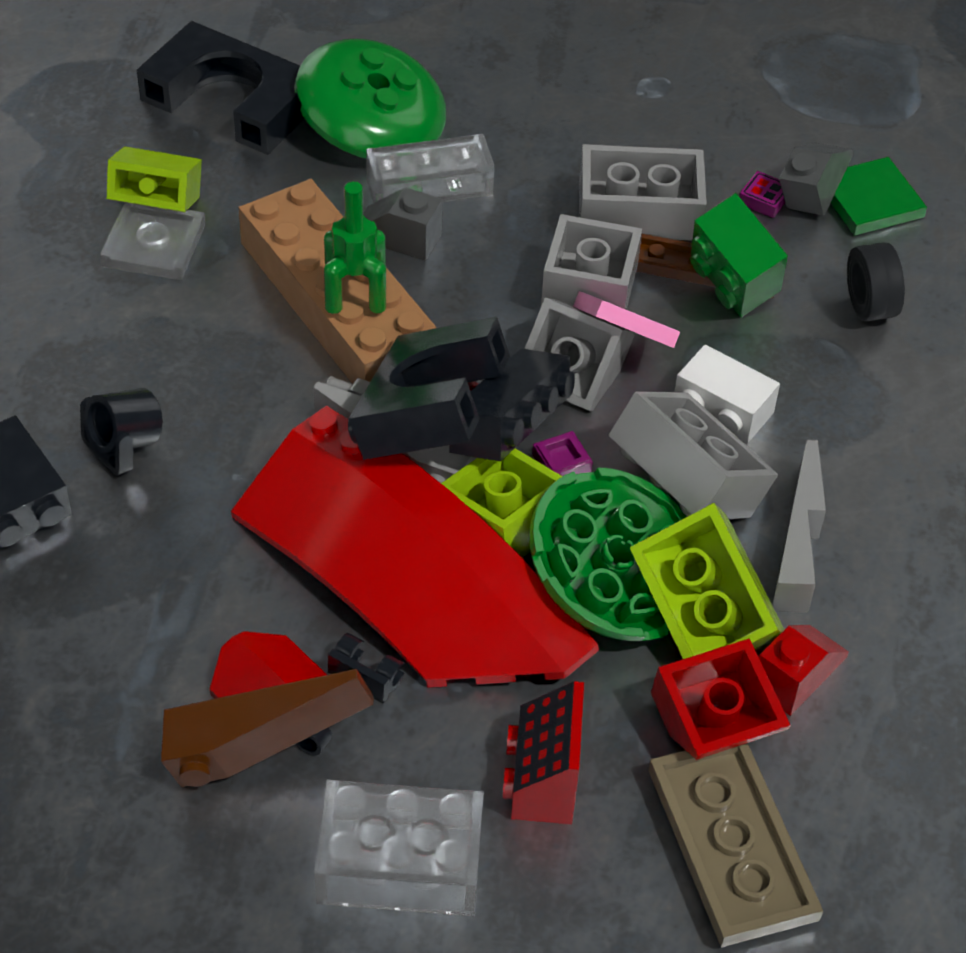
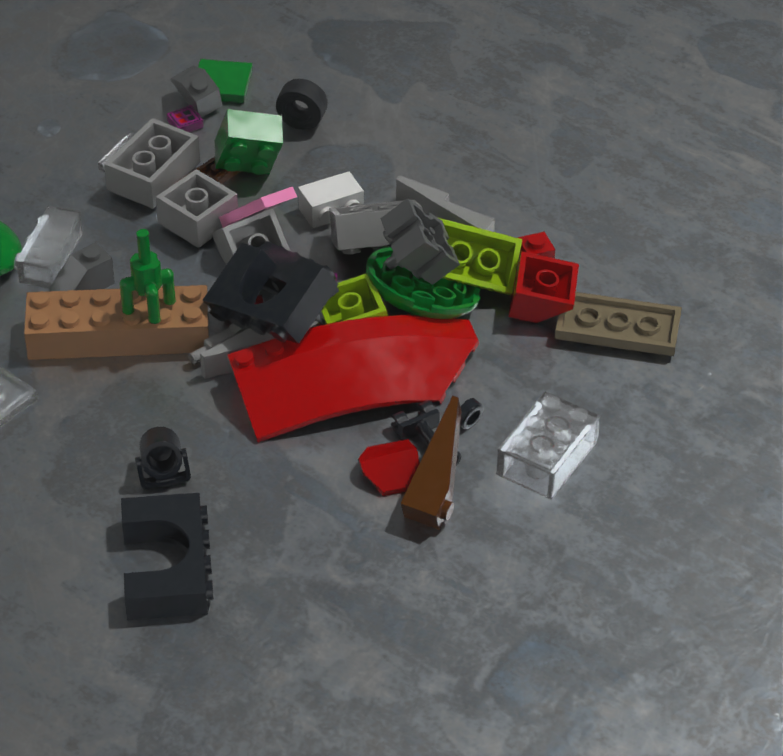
camera: 60 degrees left, 5 degrees down
(410, 723) = (471, 413): none -> black tile
(546, 756) = (532, 359): slope -> none
(636, 499) = (418, 242): none -> dark grey brick

